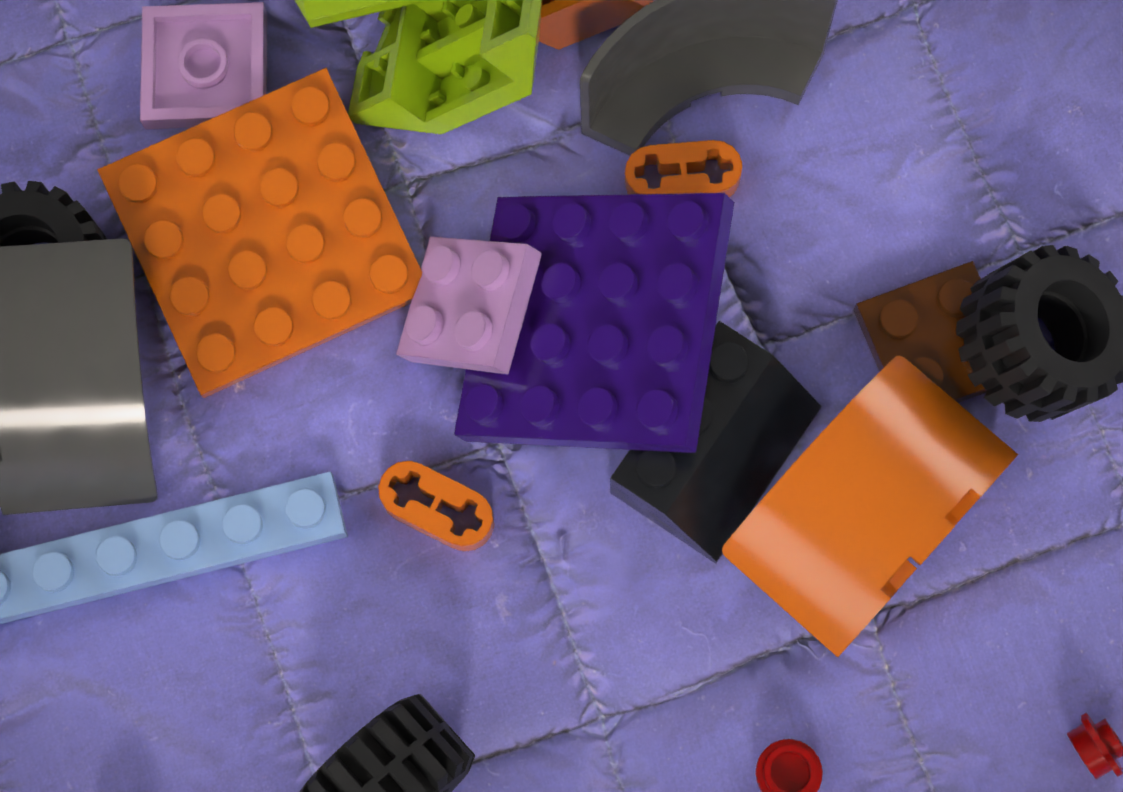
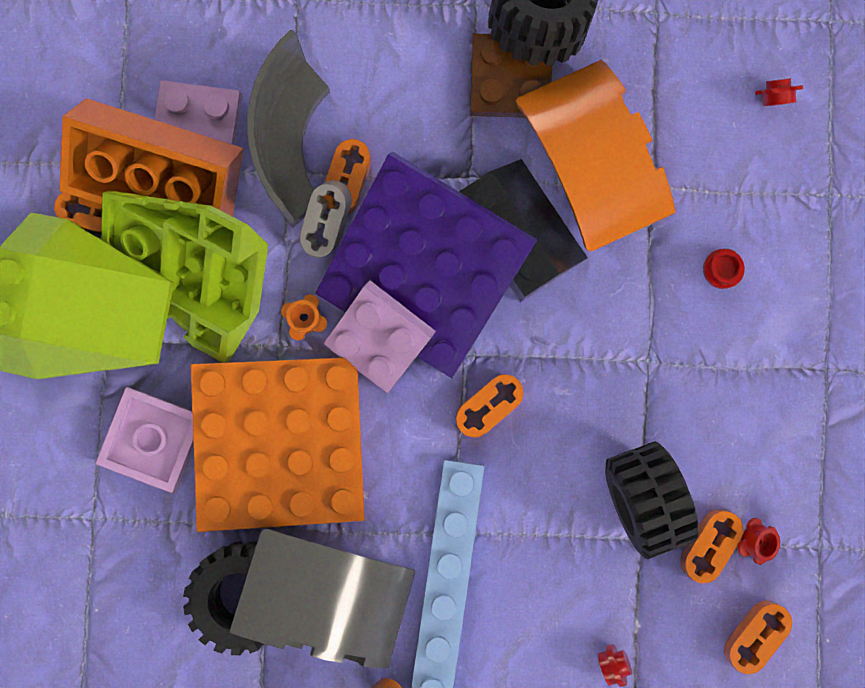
camera: 75 degrees left, 10 degrees up
(454, 180) = (293, 312): none -> orange plate
(607, 157) = (317, 216): none -> light grey beam

